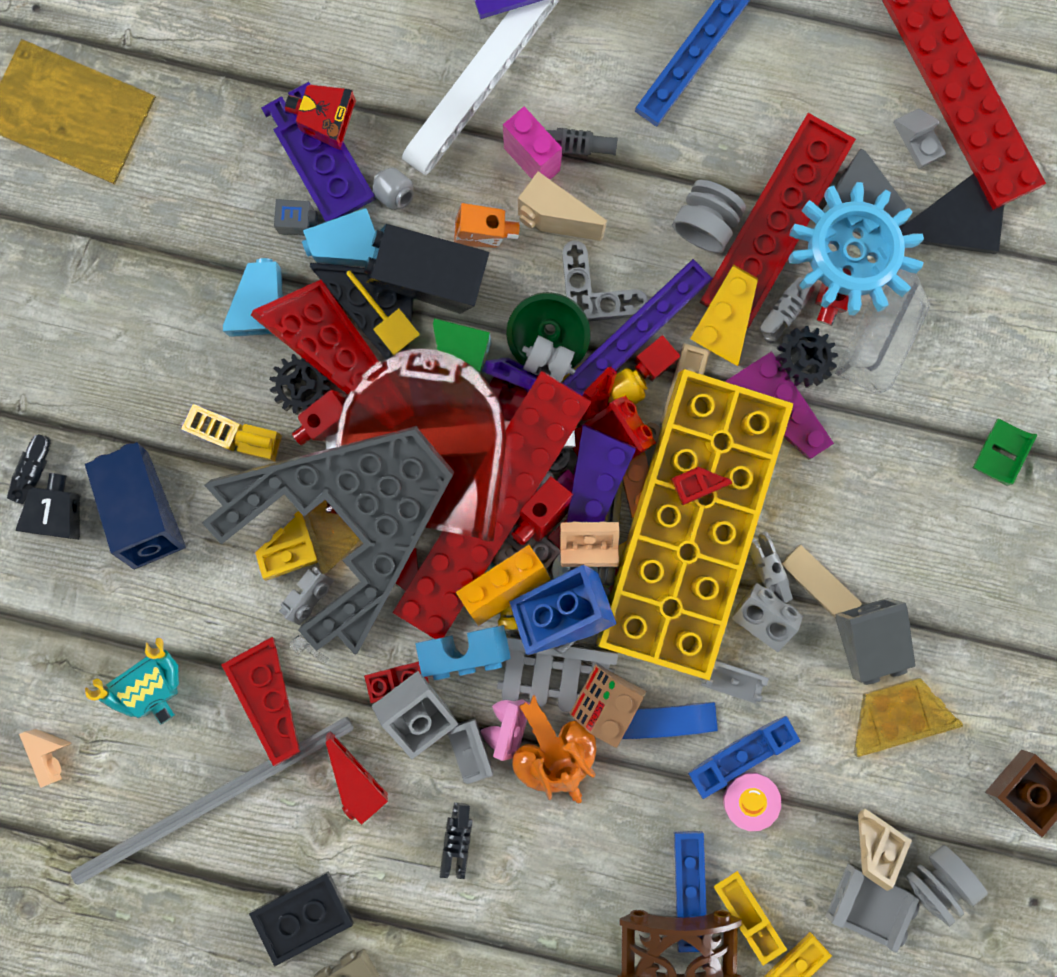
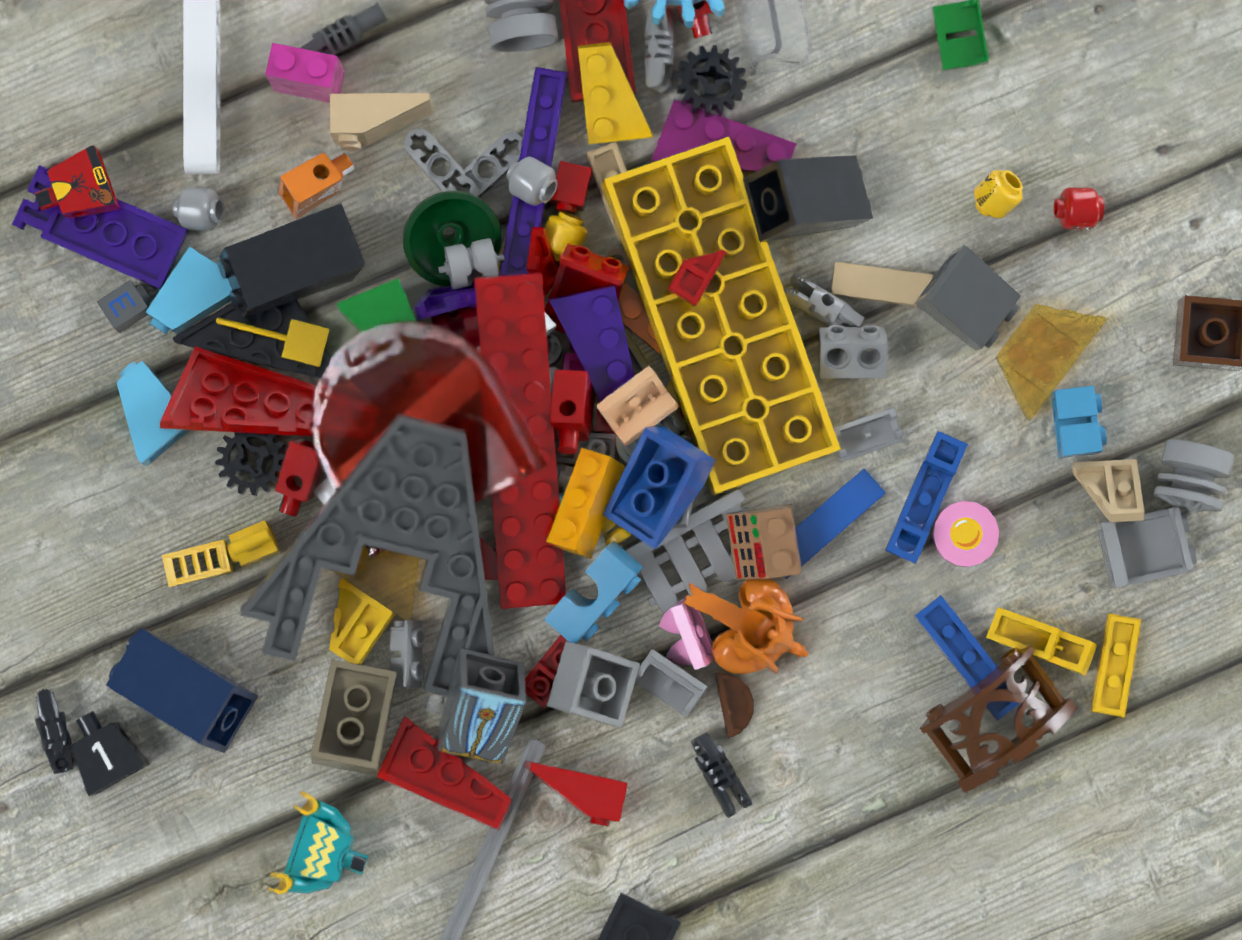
camera: 35 degrees left, 0 degrees up
(235, 612) = (353, 717): none -> dark tan slope
(328, 672) = (482, 706): none -> dark grey slope
(505, 798) = (735, 702): none -> reddish brown tile
(632, 334) = (532, 181): none -> light grey head
(816, 485) = (807, 196): none -> black slope
(889, 782) = (1077, 422): none -> dark azure piece
(950, 582) = (998, 194): none -> yellow head
(1000, 634) = (1079, 208): none -> red head

